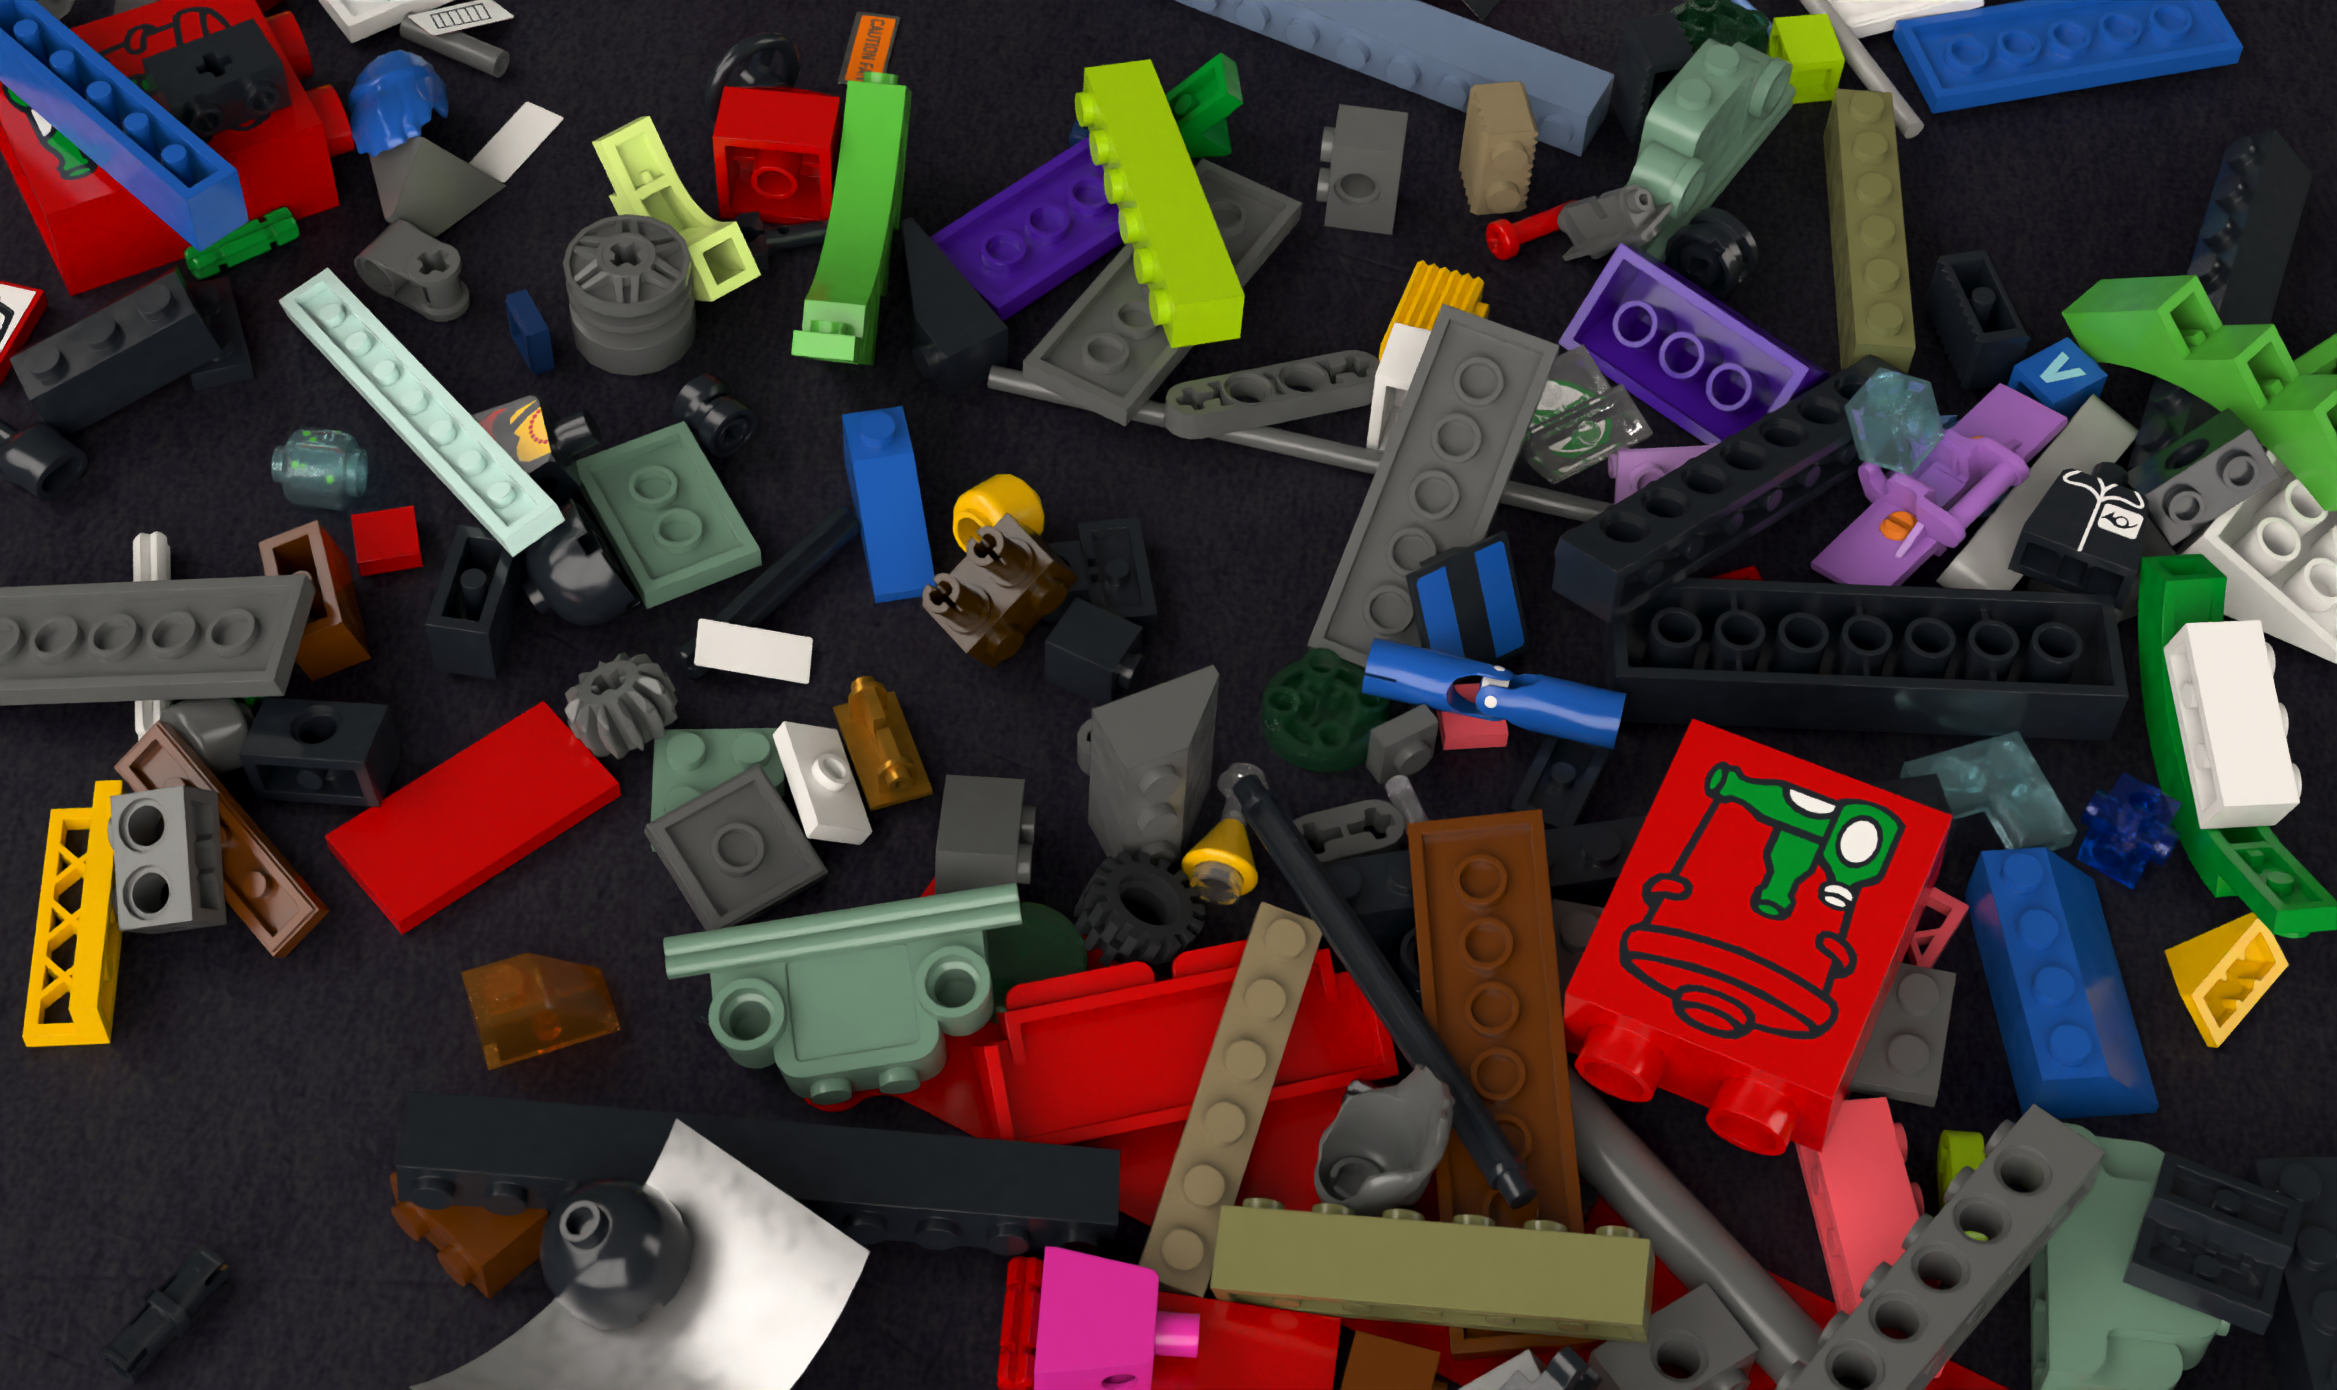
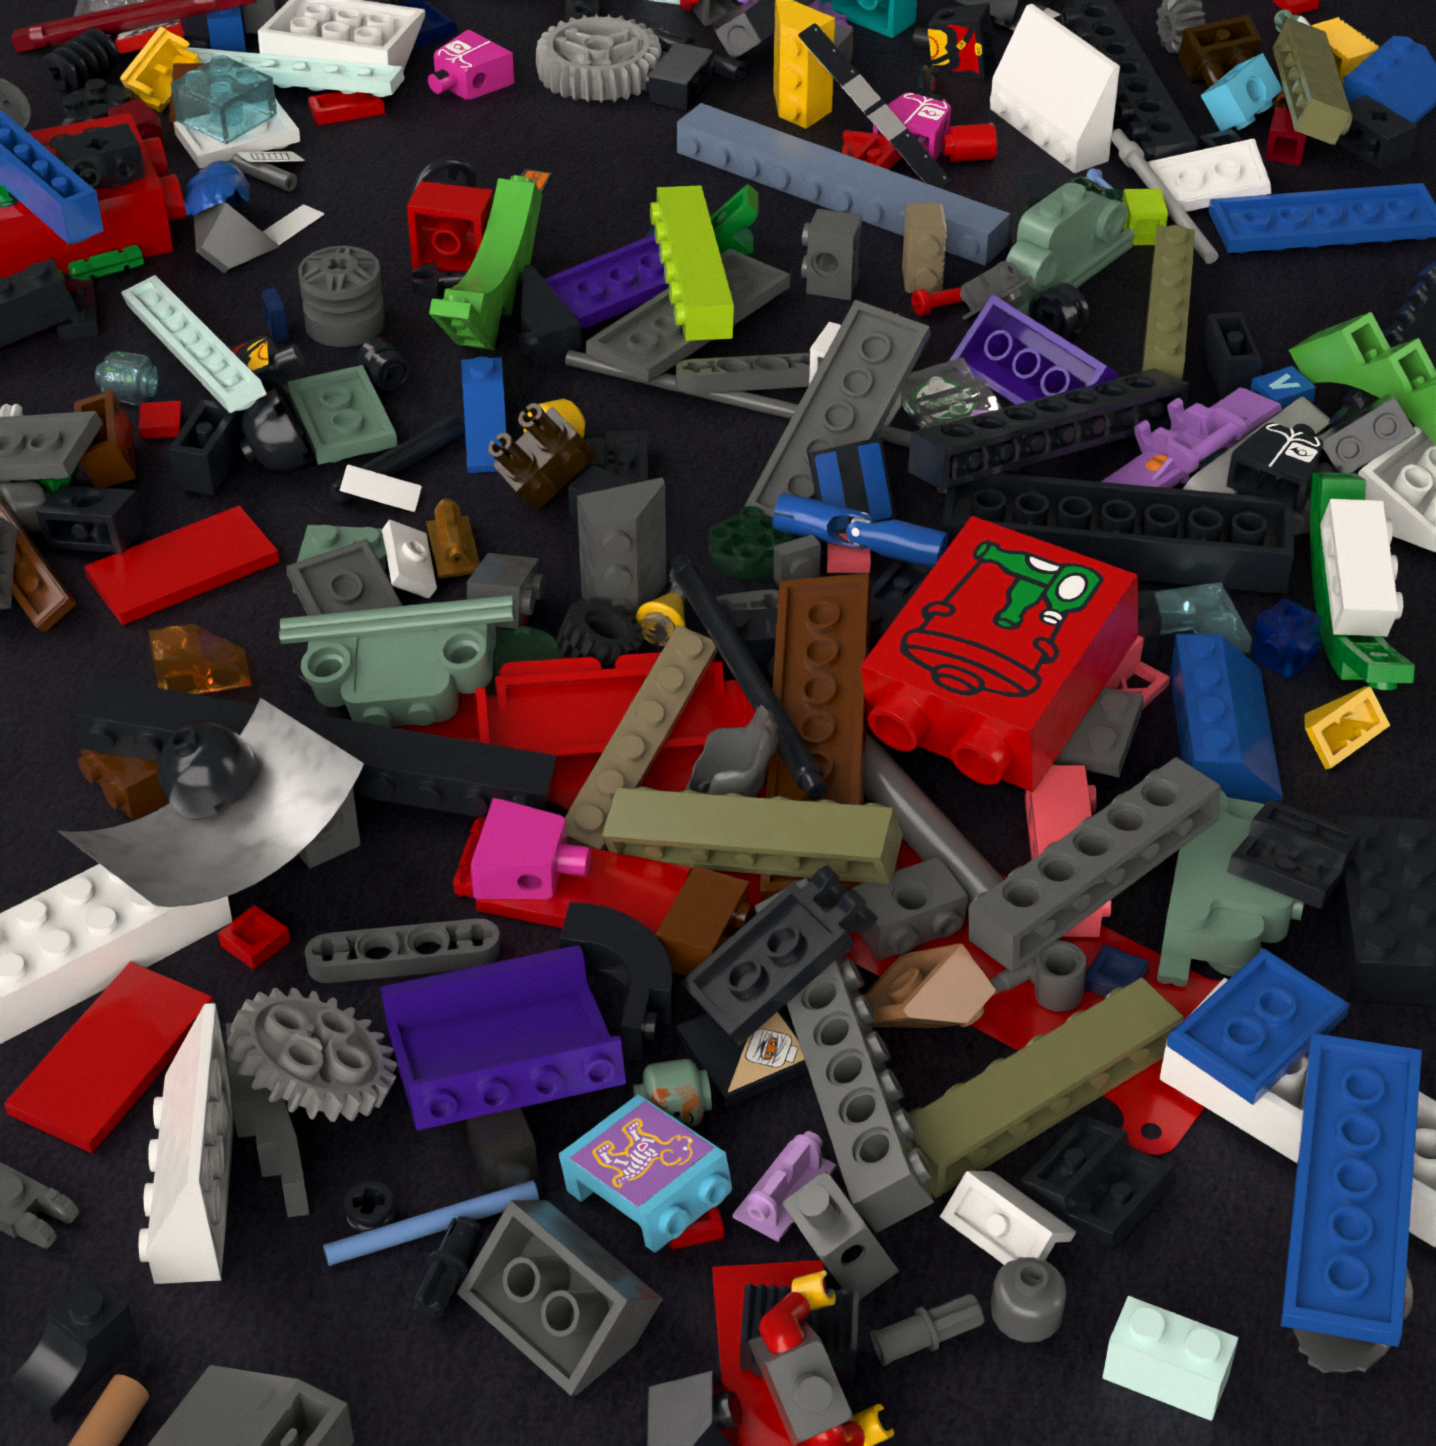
camera: 10 degrees right, 10 degrees down
(415, 272) = (210, 282): dark grey piece -> none
(621, 705) = (287, 507): dark grey gear -> none
(650, 187) = (361, 228): yellowish green arch -> none
(1894, 420) = (1157, 392): clear light blue brick -> none

